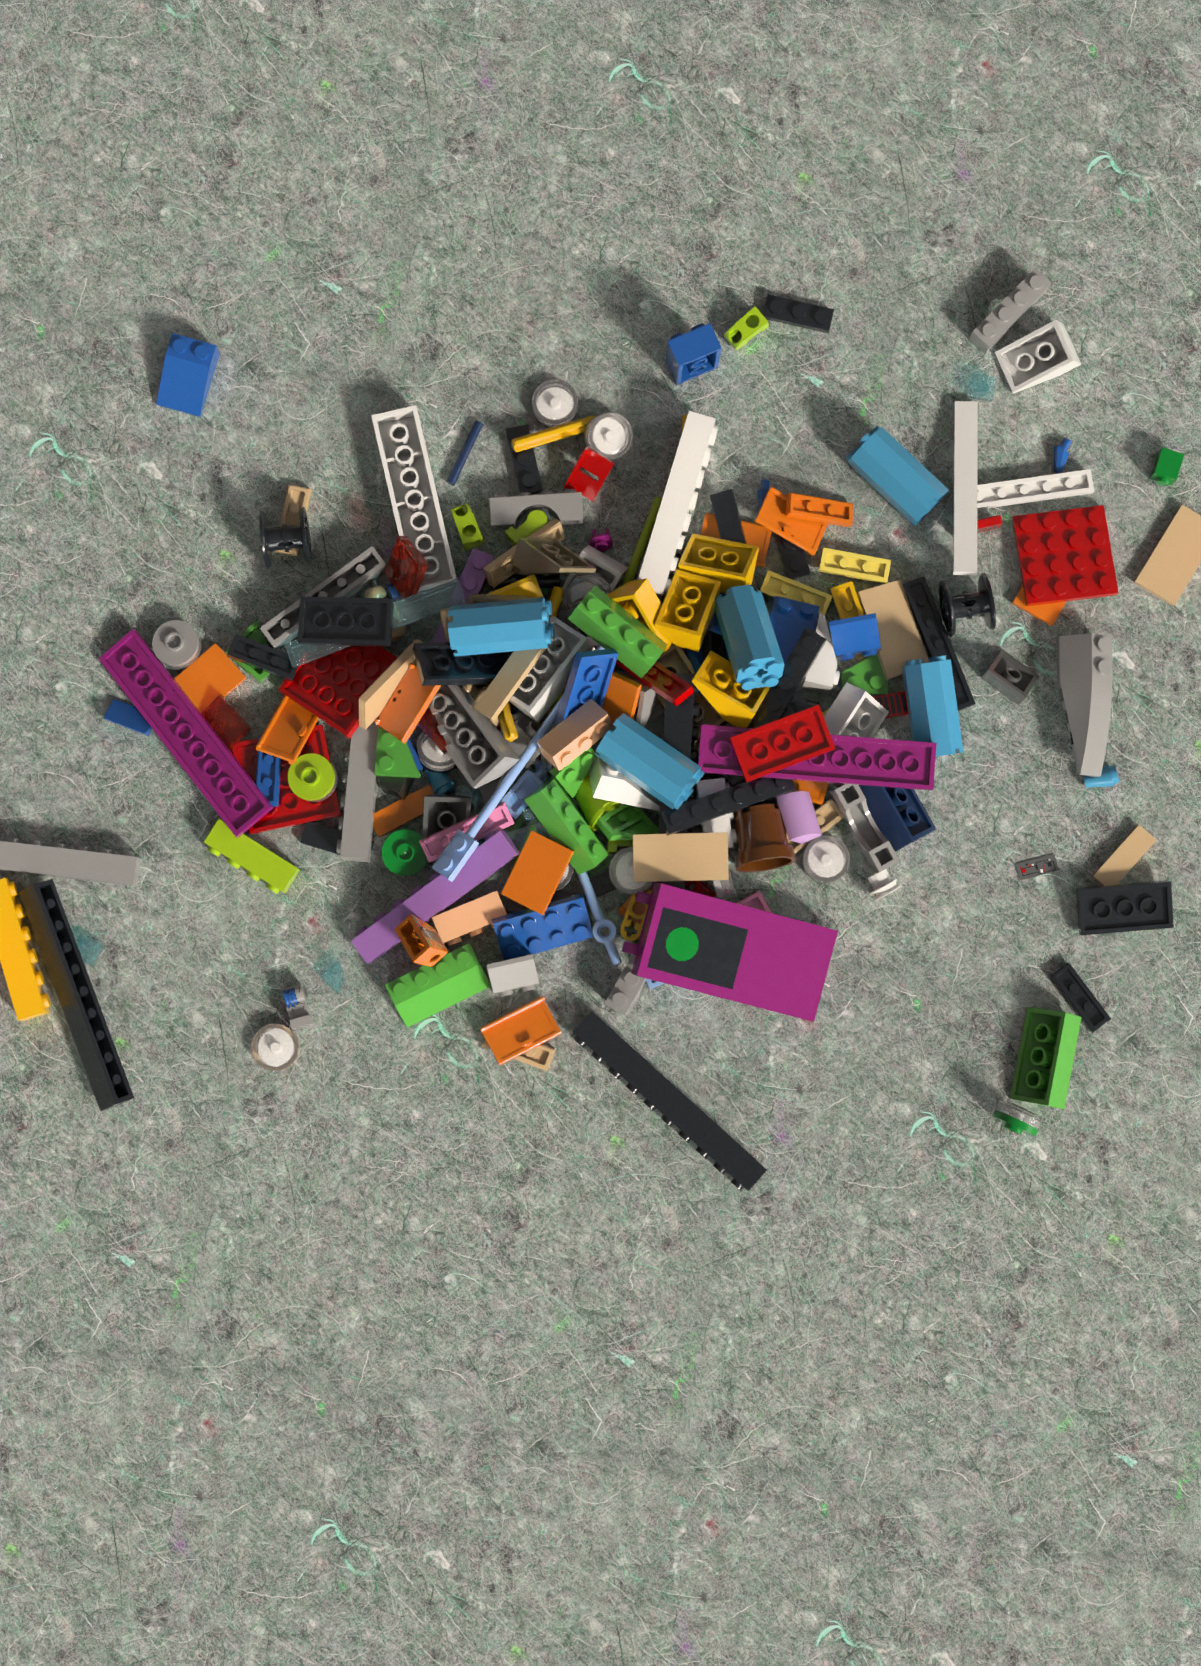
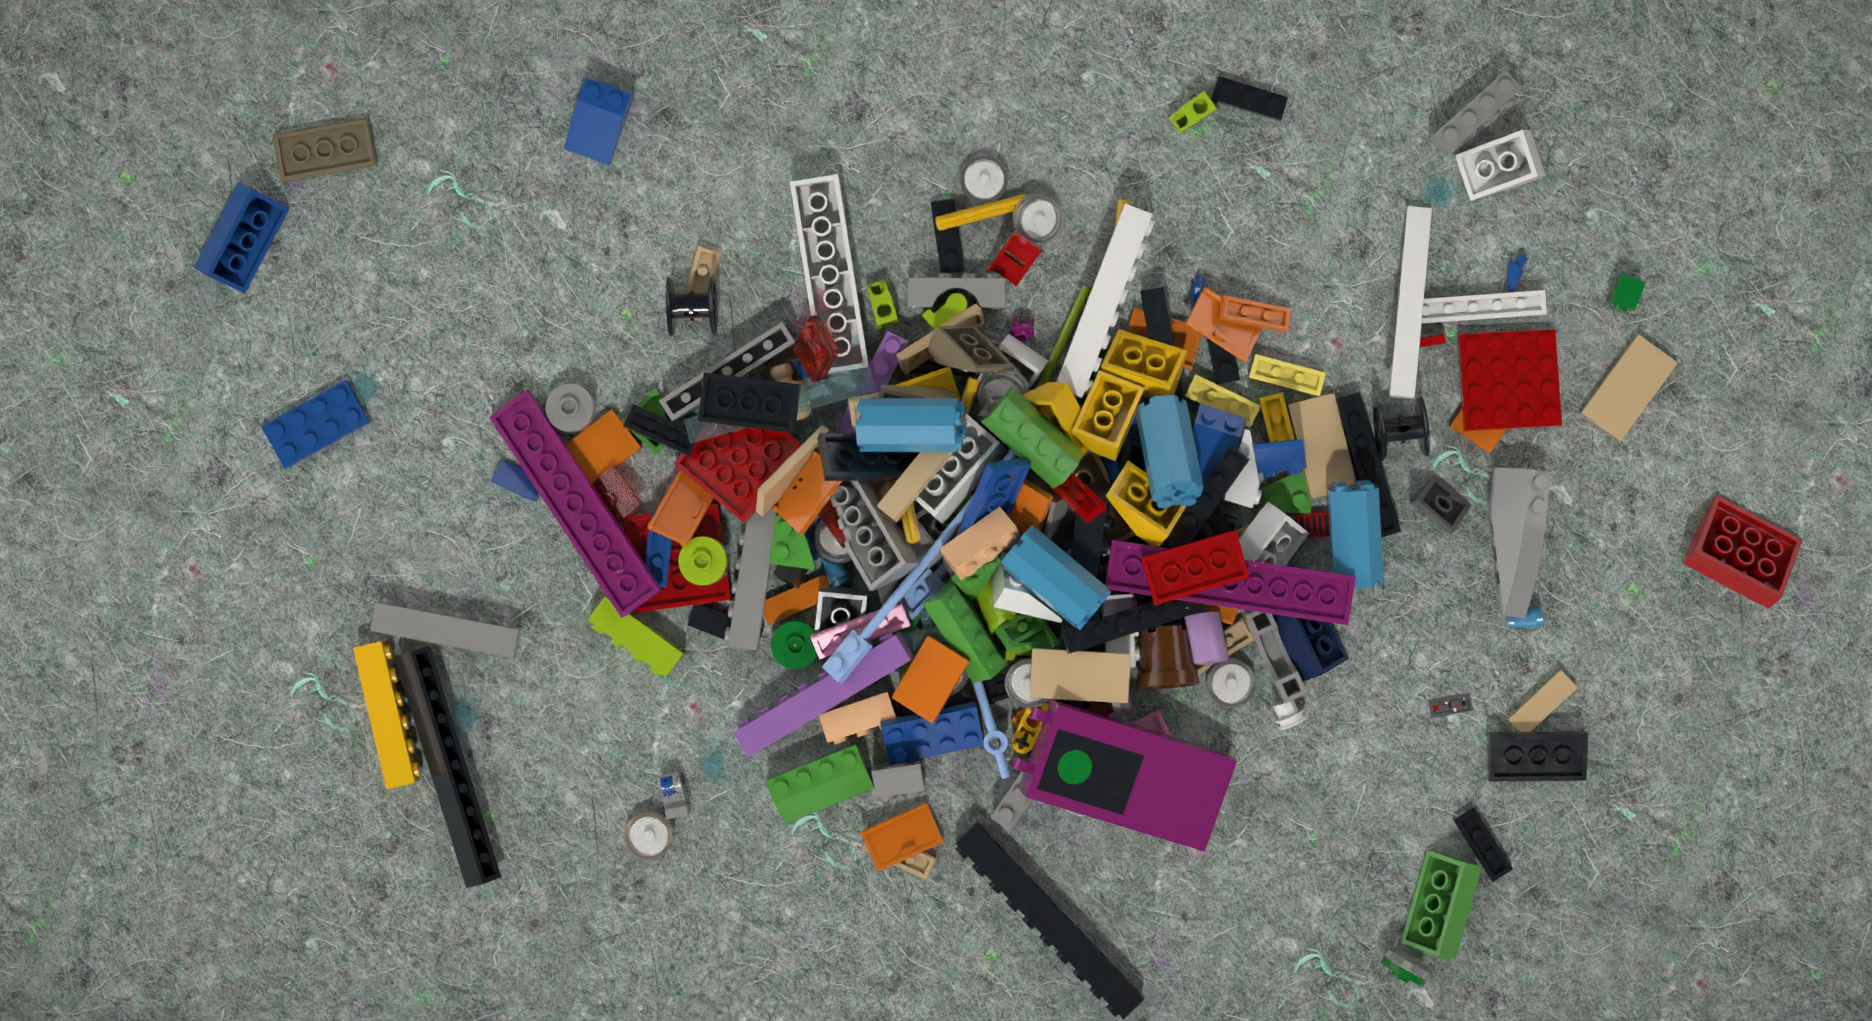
camera: 10 degrees right, 5 degrees up
(426, 947) = (805, 741): orange torso -> none
(464, 453) = (885, 224): dark blue bar -> none
(693, 353) = (1134, 139): blue brick -> none
(896, 475) = (1339, 283): dark azure brick -> none

